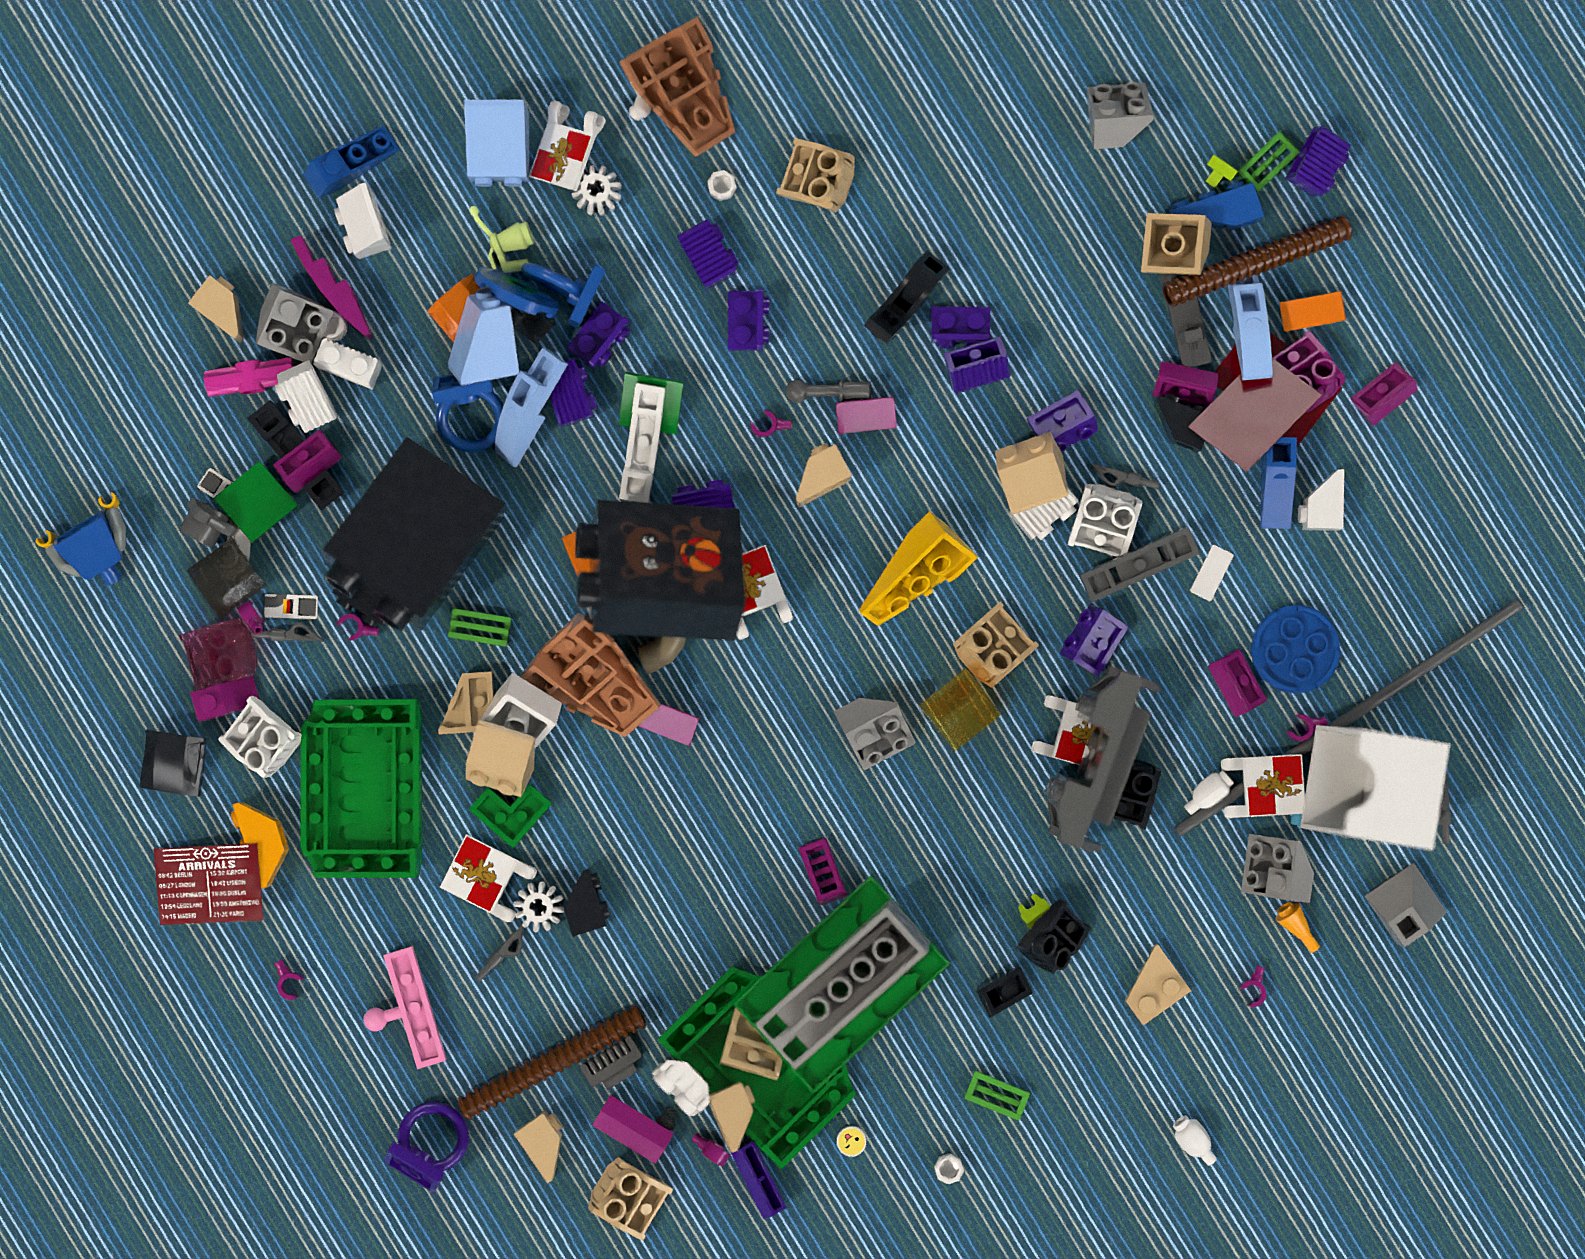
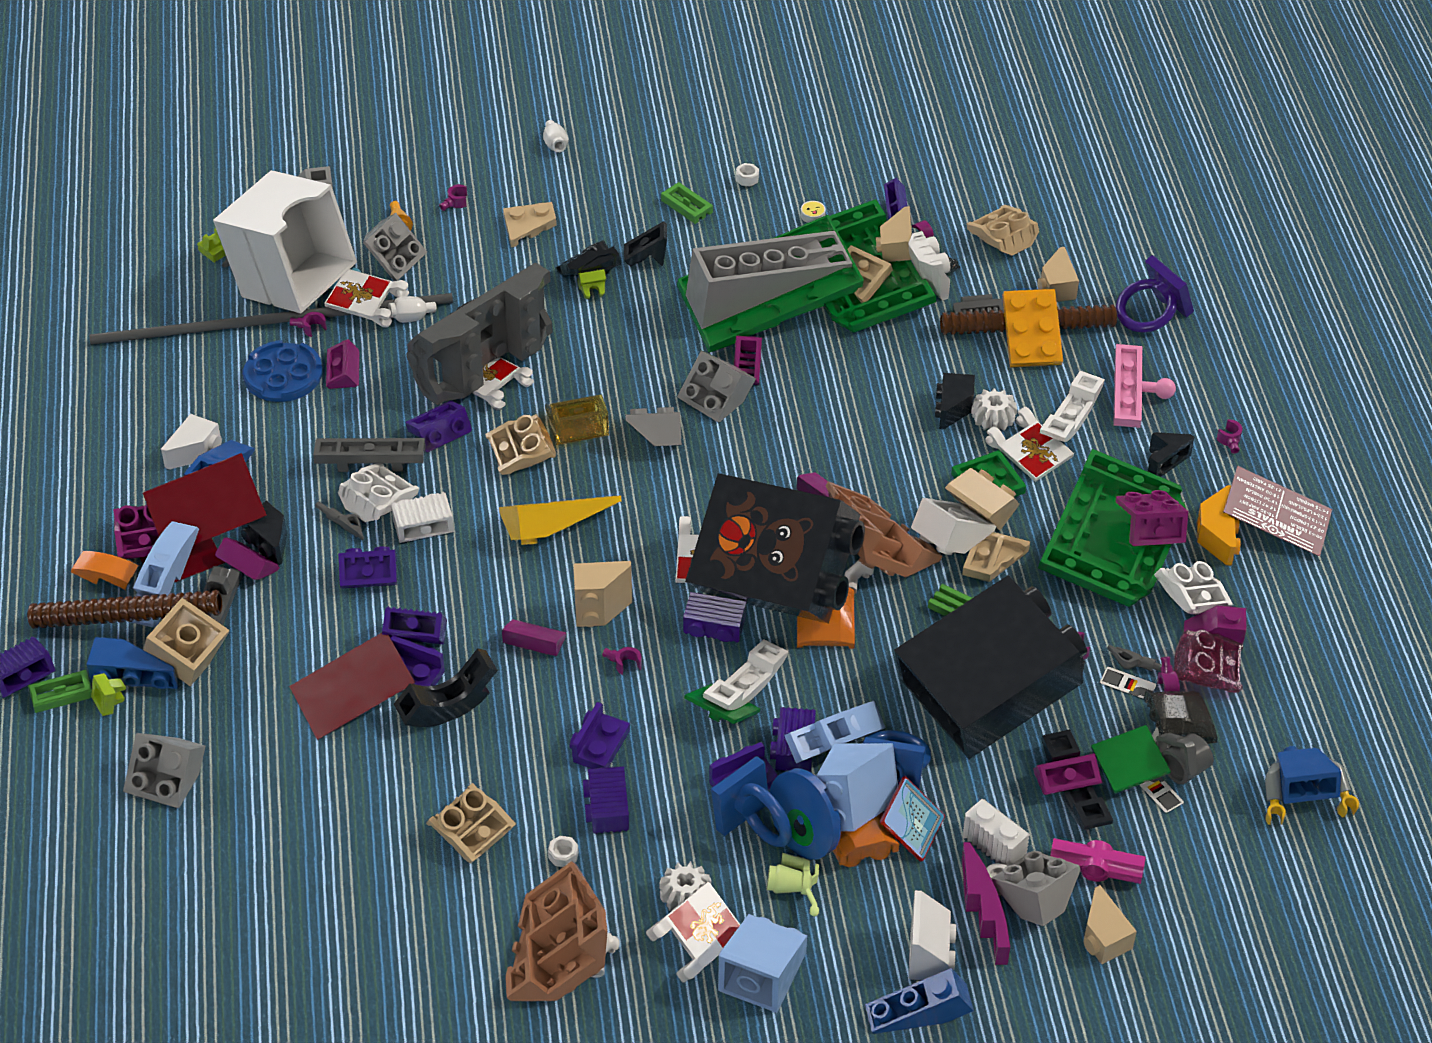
camera: 155 degrees left, 40 degrees down
(173, 763) = (1281, 604): black slope -> none
(306, 396) = (1048, 817): white brick -> none
(326, 810) = (1154, 518): none -> magenta bracket
(338, 927) = (1168, 451): none -> black slope
(426, 345) = (912, 819): none -> piece
(460, 942) = (1074, 408): none -> white slope
(504, 951) = (1036, 398): dark grey hand -> none
(539, 1041) = (1032, 328): none -> light orange plate
(632, 1129) = (981, 265): magenta piece -> none
(798, 390) = (583, 676): dark grey pin -> none
(835, 813) = (715, 386): none -> light grey slope
(1002, 278) = (351, 685): none -> dark red sticker
(1032, 472) = (418, 526): tan slope -> none
(1211, 572) = (307, 443): white sticker -> none
(1384, 393) = (88, 500): magenta slope -> none
(1471, 797) = (211, 247): none -> lime tile

